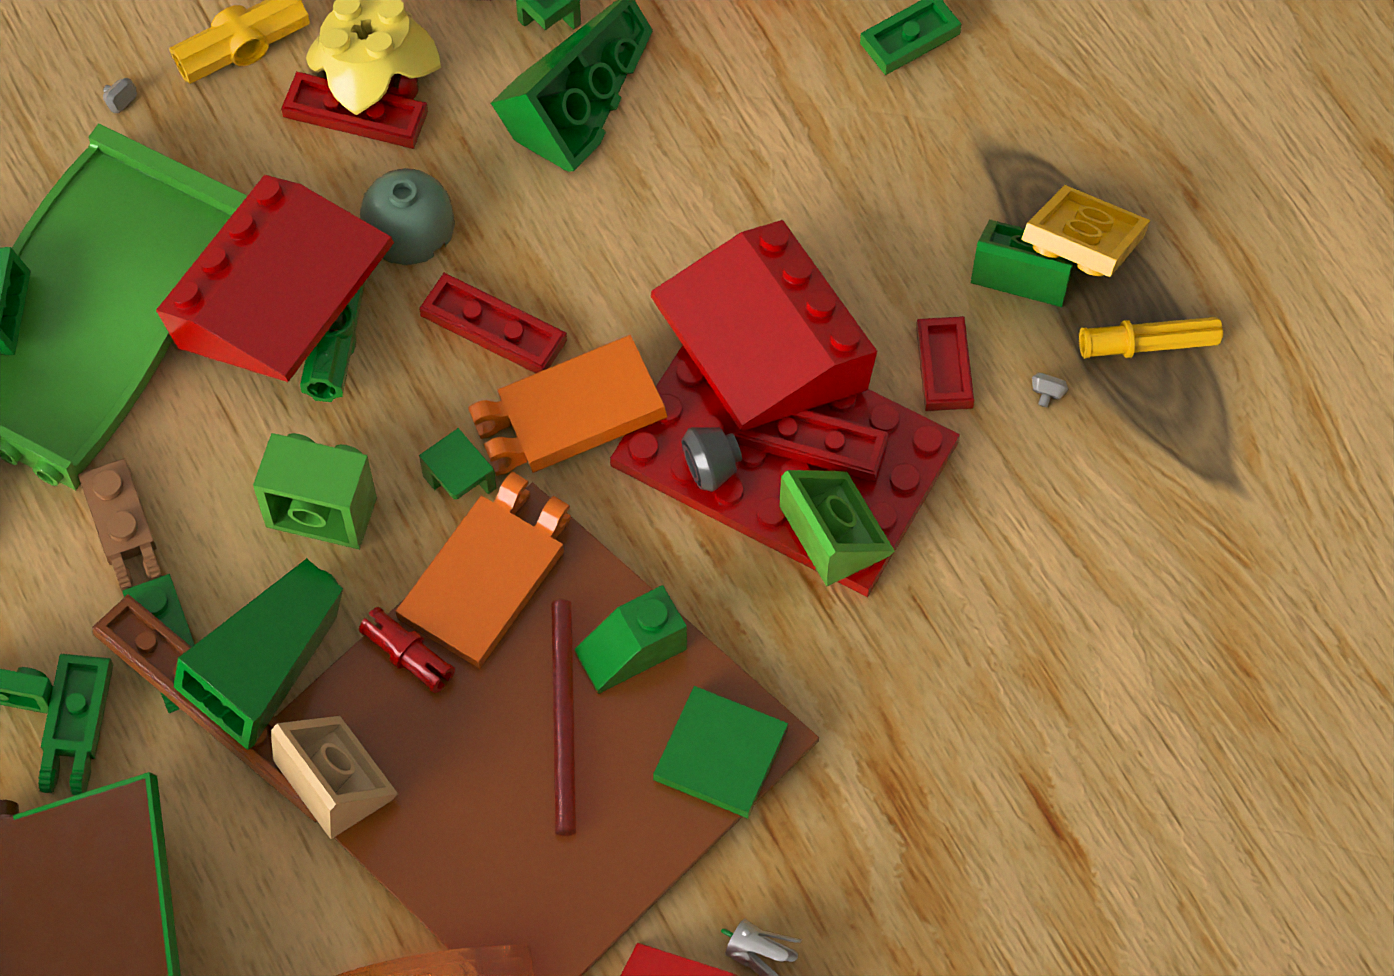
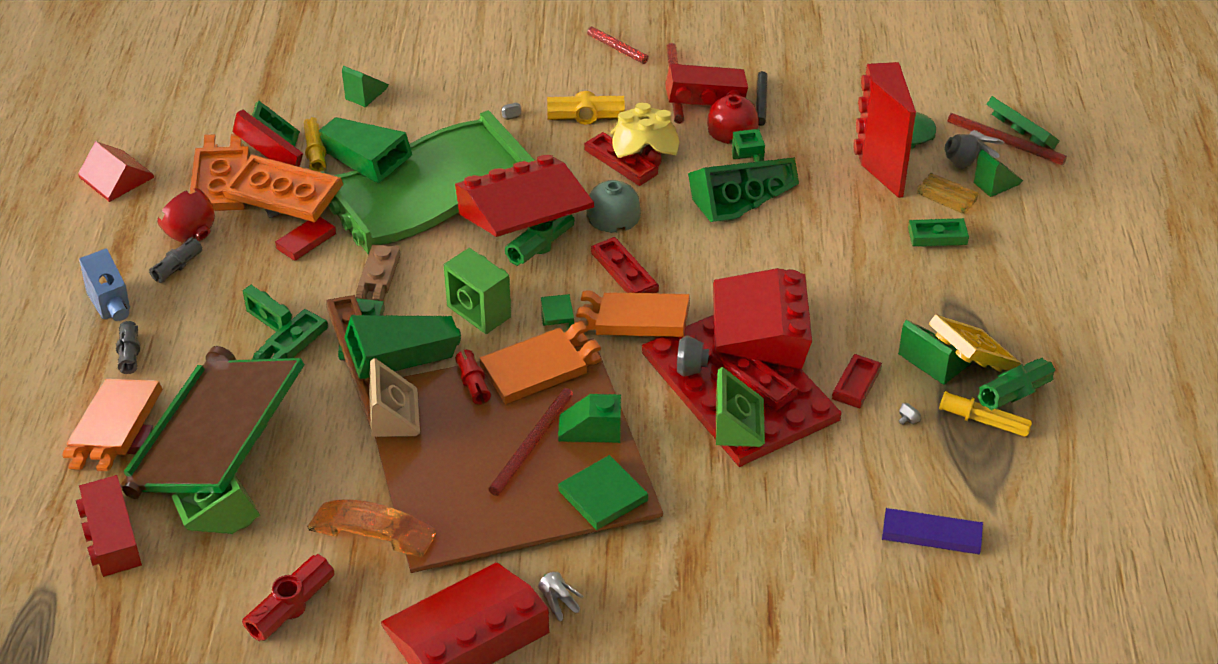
camera: 30 degrees right, 20 degrees down
(1172, 268) = (1016, 383): none -> green piece
(1186, 571) = (932, 531): none -> dark purple tile

